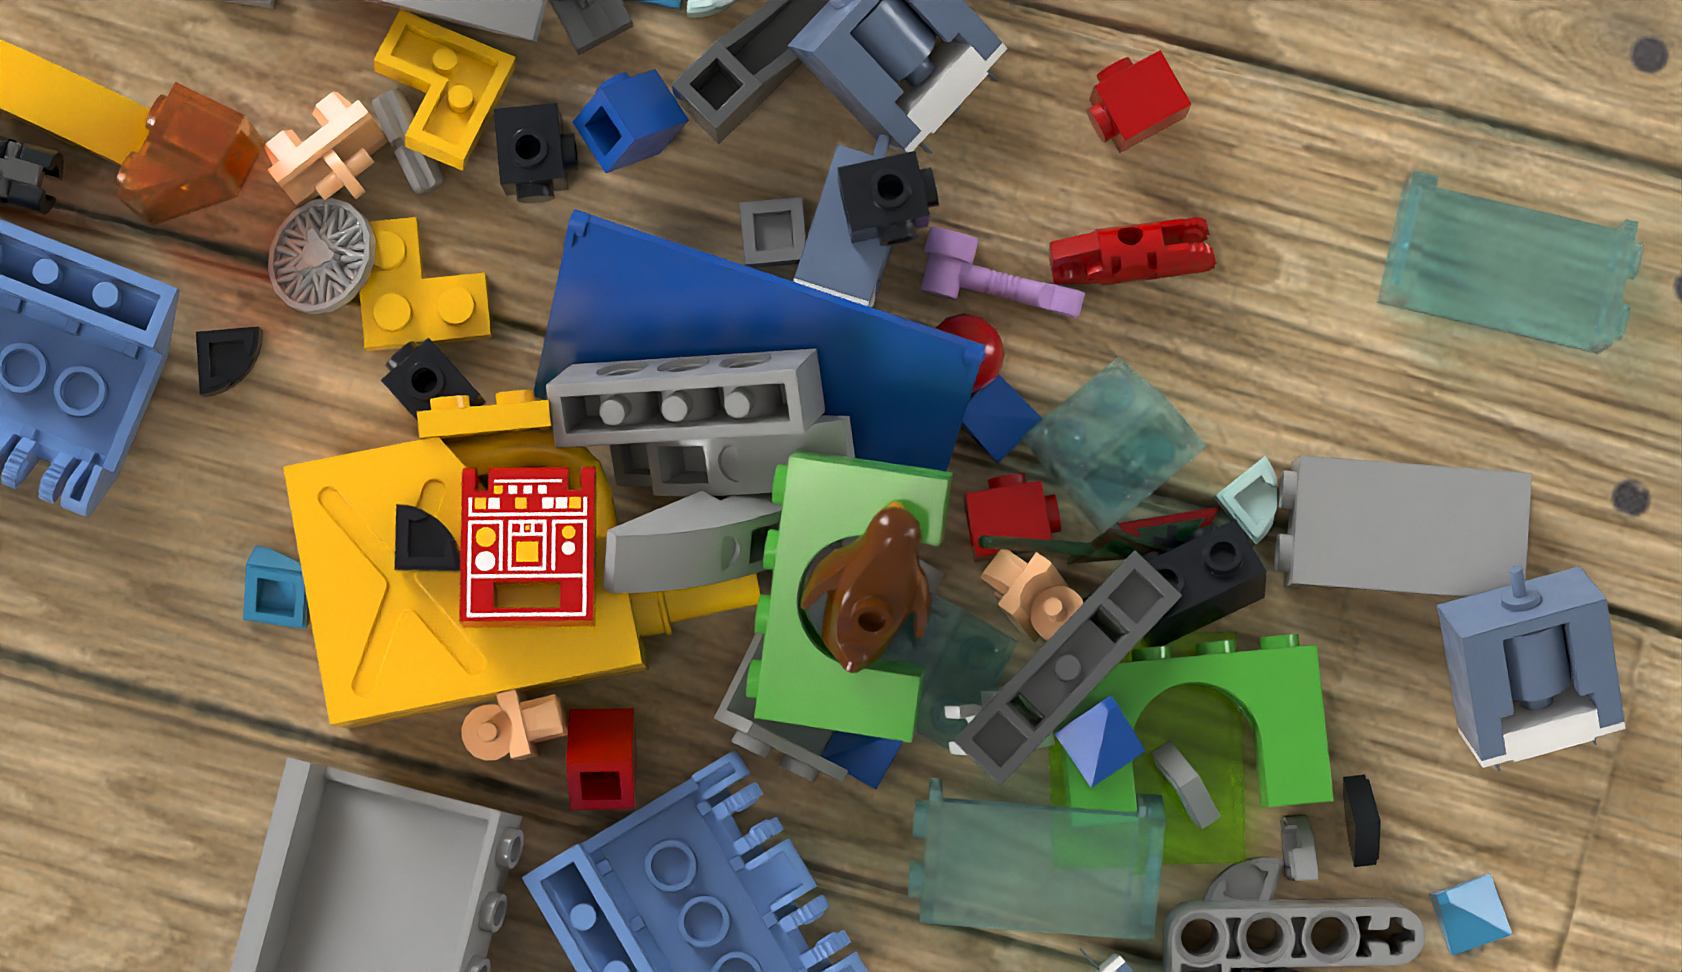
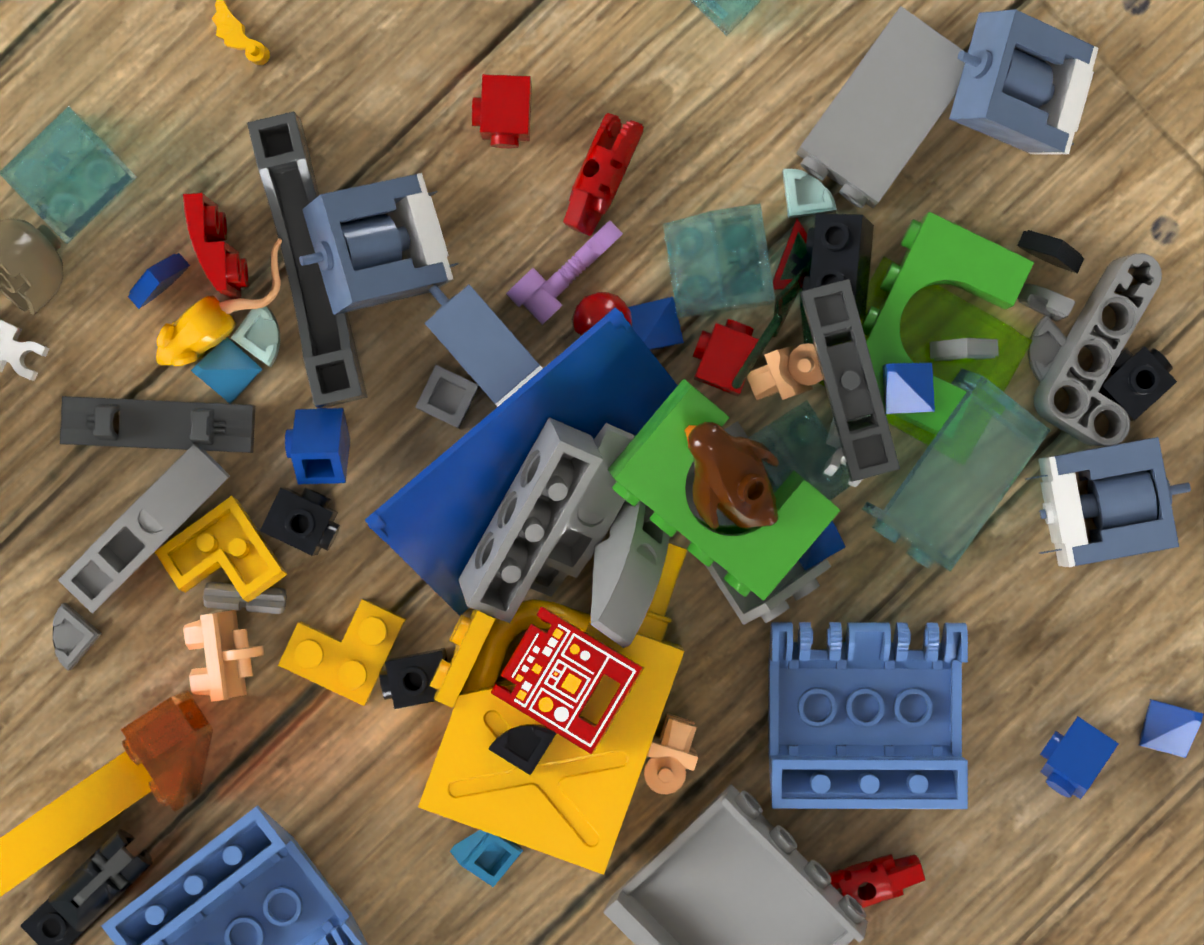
camera: 55 degrees left, 5 degrees up
(226, 357) = (315, 799): black tile -> none
(321, 256) = (287, 698): light grey wheel -> none
(601, 759) = (724, 711): red brick -> none
(887, 198) = (482, 313): black brick -> none
(1470, 914) = (1150, 218): dark azure slope -> none

